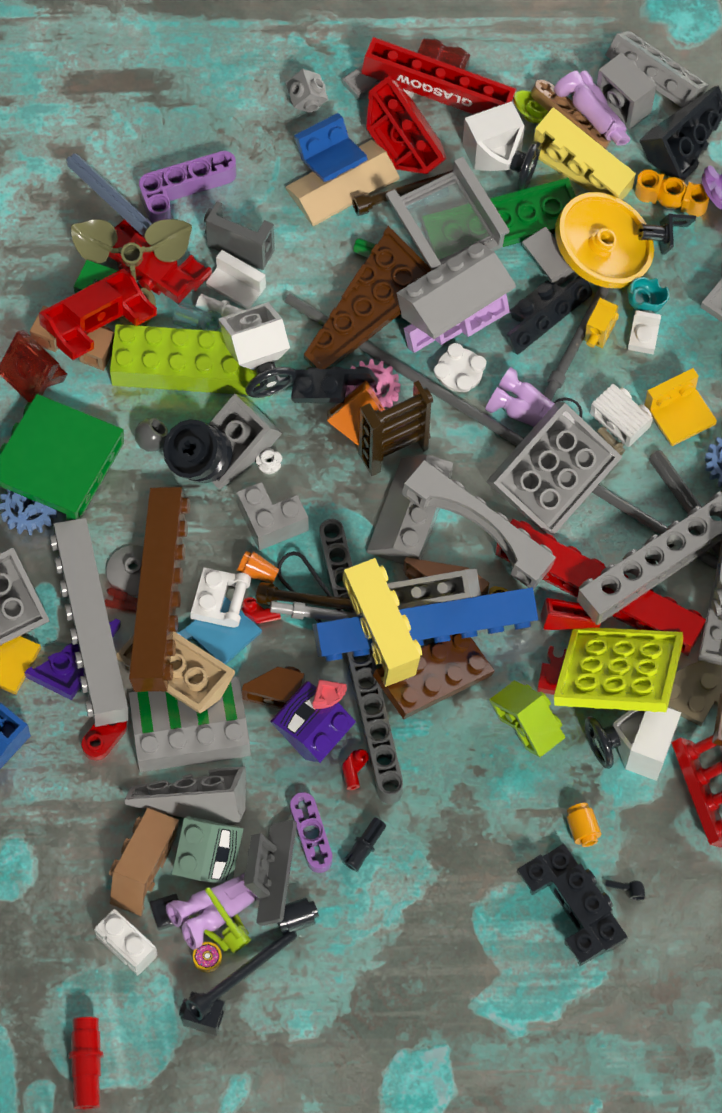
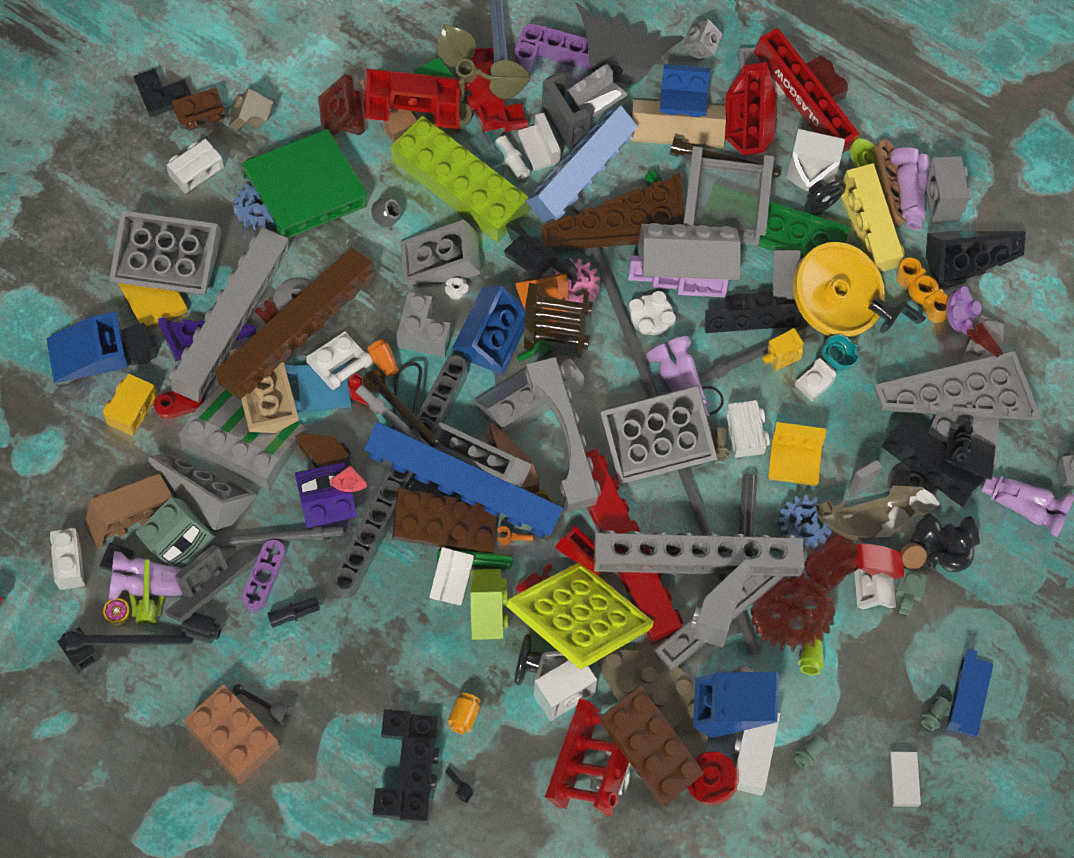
camera: 35 degrees right, 0 degrees up
(27, 705) = (139, 344): none -> black brick
(64, 767) = (130, 404): none -> yellow brick
(197, 451) = (405, 244): black wheel -> none
(241, 143) = (622, 47): none -> dark grey piece
(253, 199) = (596, 92): none -> light grey piece
(257, 342) = (502, 190): white piece -> none
(295, 271) = (582, 164): none -> medium blue brick
(326, 764) = (315, 532): none -> dark grey bar
(333, 476) = (491, 329): none -> blue slope
(352, 766) = (331, 549): red arm -> none
(382, 621) = (421, 452): light yellow wedge -> none
(389, 463) = (540, 347): none -> green hand
(401, 986) = (231, 734): none -> nougat brick
(423, 939) = (279, 711): none -> hinge
(477, 716) = (451, 576): none -> white panel
(482, 688) = (487, 560): none -> green axle
(498, 645) = (512, 536): none -> orange hand
(670, 77) = (989, 190): light grey fence -> none

